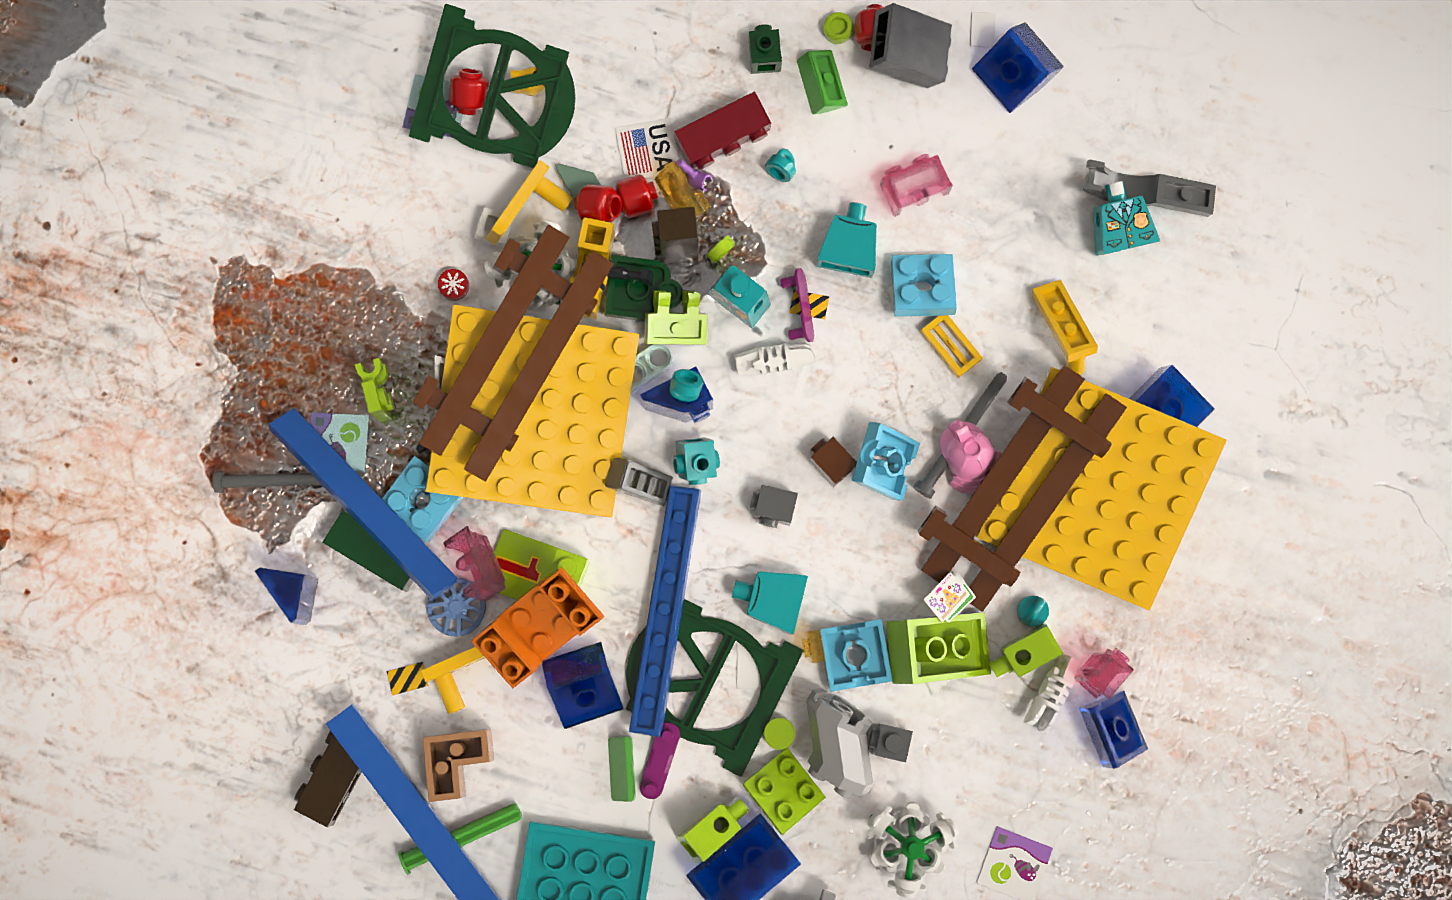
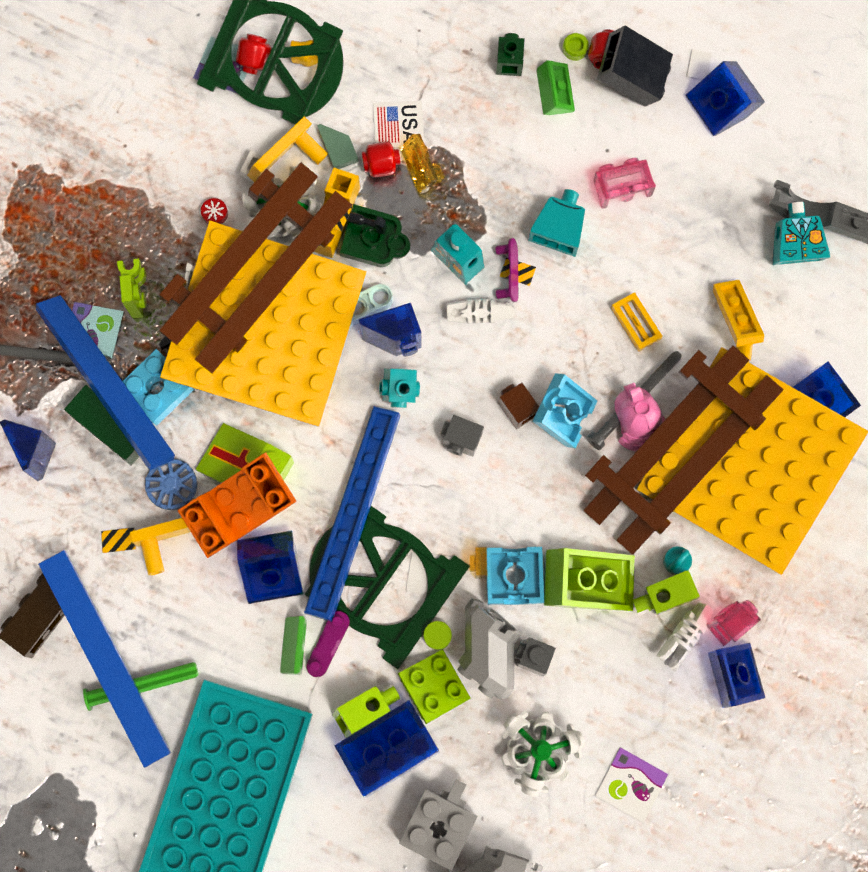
camera: 10 degrees right, 5 degrees down
(446, 757) = (139, 611): medium nougat brick -> none
(481, 562) = (198, 443): clear pink window -> none
(598, 203) = (349, 158): red head -> none
(622, 474) = (332, 391): dark grey slope -> none
(676, 235) = (410, 192): dark brown brick -> none
(676, 328) = (397, 272): plate -> none
(685, 385) = (399, 316): teal tile -> none
(696, 177) = (435, 151): medium lavender hand -> none
(721, 249) = (448, 213): lime tile -> none
(723, 131) = (464, 116): dark red brick -> none
(773, 598) = (449, 516): teal torso -> none
(780, 167) = (510, 151): teal tile -> none
(929, 268) = (624, 254): medium azure brick -> none
(949, 597) = (605, 536): white sticker -> none

